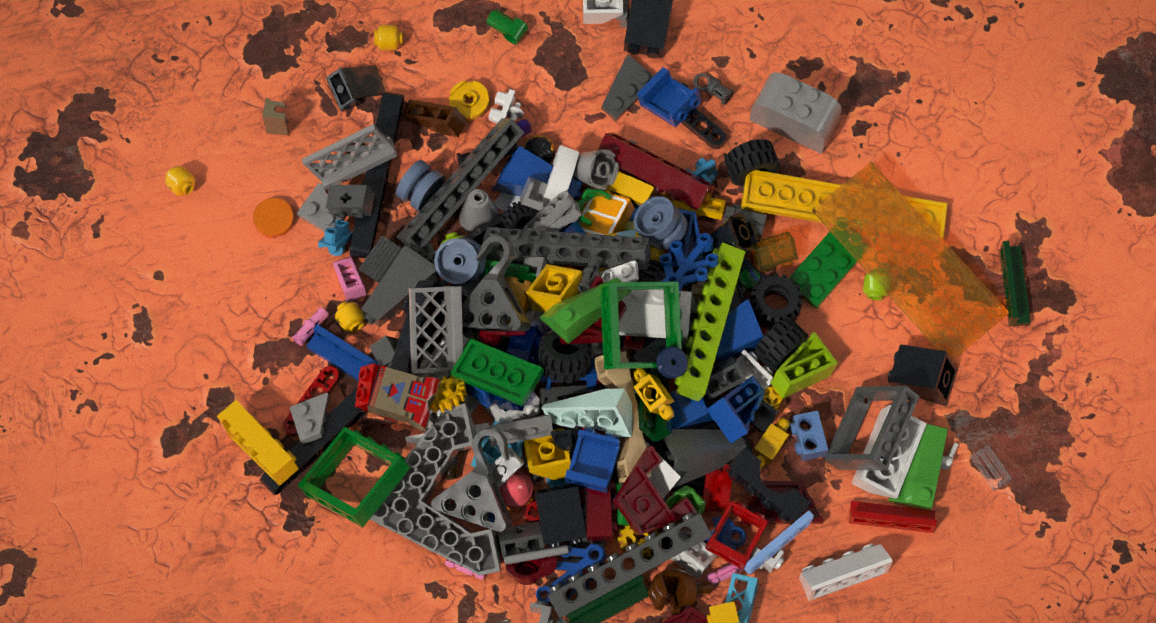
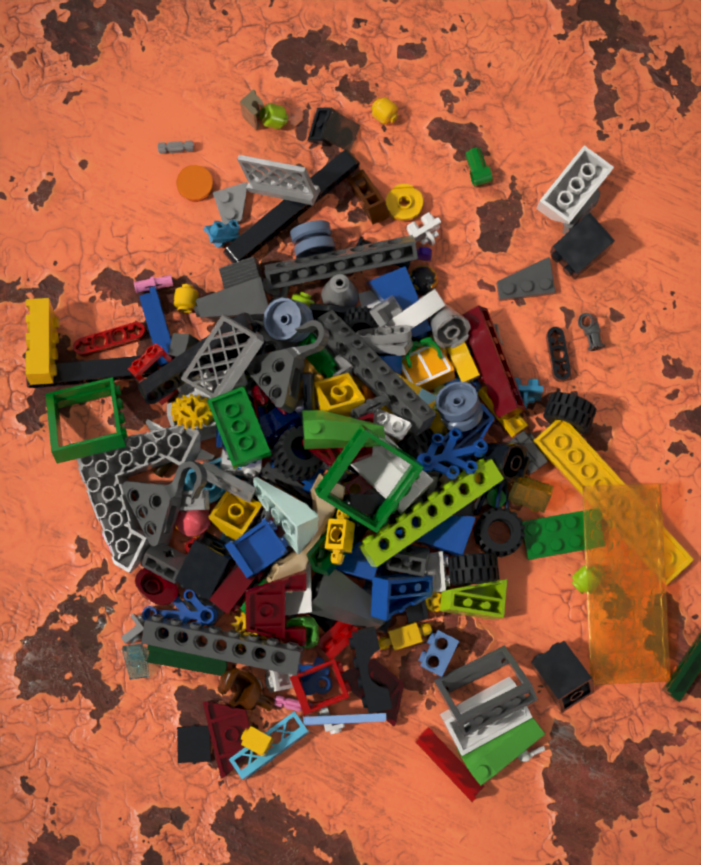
camera: 40 degrees right, 10 degrees up
(180, 181) = (151, 105): yellow head -> none
(230, 200) = (176, 146): none -> light grey axle
(297, 111) = (273, 116): none -> lime head
(310, 417) = (93, 351): light grey wing -> none
(350, 200) = (252, 212): dark grey brick -> none
(354, 290) = (205, 280): bright pink slope -> none
(403, 396) = (154, 392): piece -> none
(532, 305) = (308, 391): none -> black pin
(538, 554) = (165, 581): light grey bar -> none
(563, 439) = (252, 513): black tile -> none
(664, 362) = (364, 519): dark blue piece -> none
(668, 98) = (550, 314): blue panel -> none
(796, 111) = (637, 399): light grey brick -> none
(845, 572) = (378, 778): white slope -> none
(981, 452) = (553, 805): clear tile -> none

